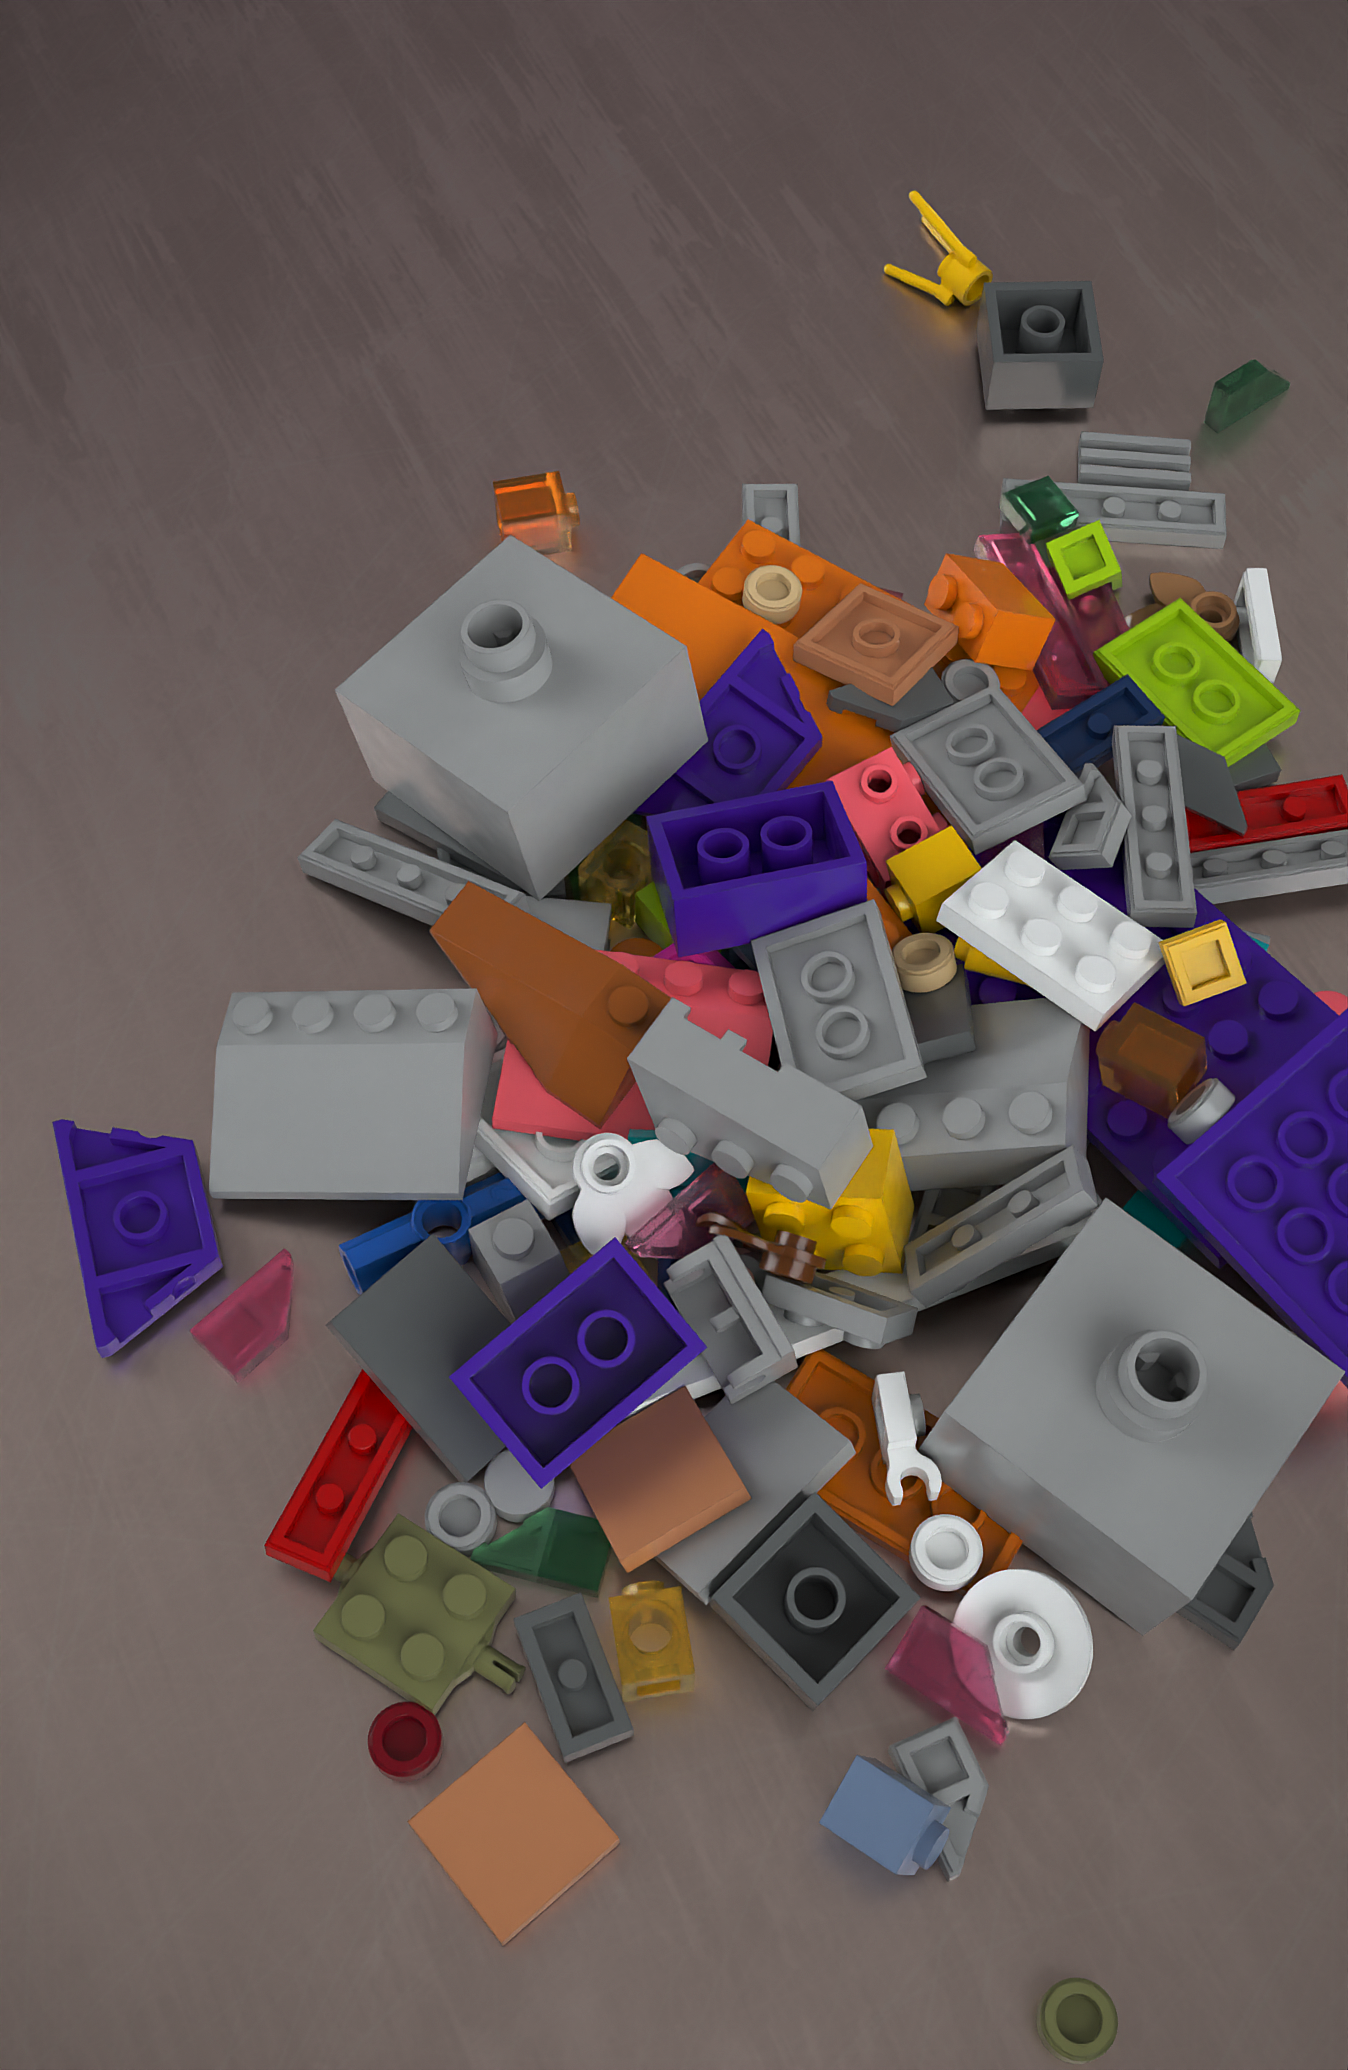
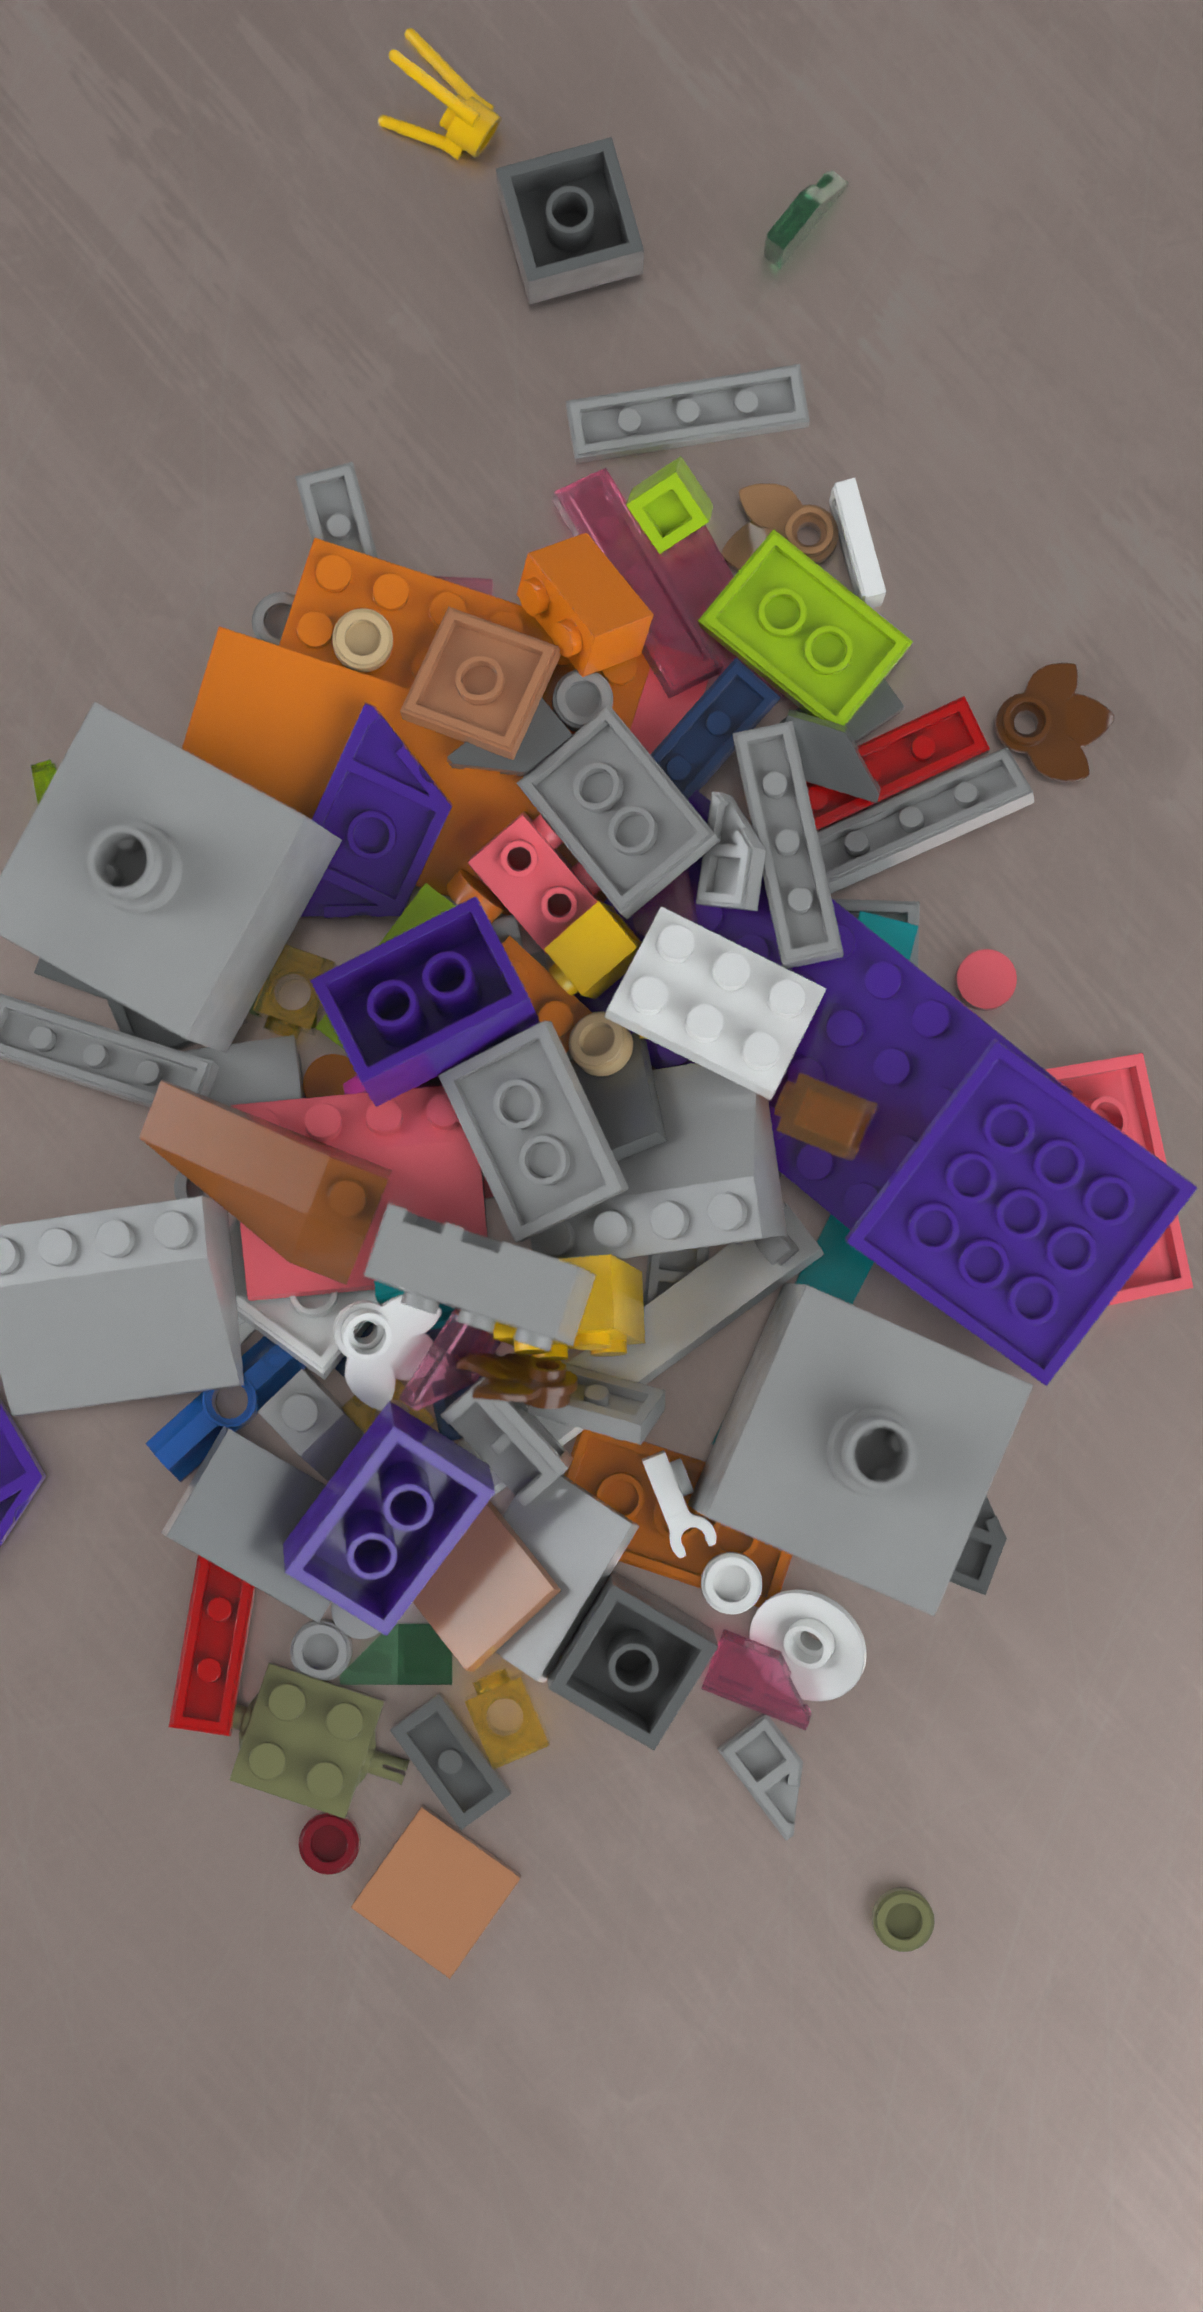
camera: 15 degrees left, 25 degrees up
(250, 1320) = (87, 1518): clear pink tile -> none
(536, 511) = (91, 578): clear orange brick -> none
(887, 1817) = (727, 1814): sand blue brick -> none
(1000, 1226) = (721, 1307): light grey plate -> none
(1038, 510) = (610, 444): clear green tile -> none
(1134, 459) = (696, 318): light grey tile -> none
(1200, 1110) = (877, 1161): light grey tile -> none
(1202, 962) = (855, 1005): yellow tile -> none

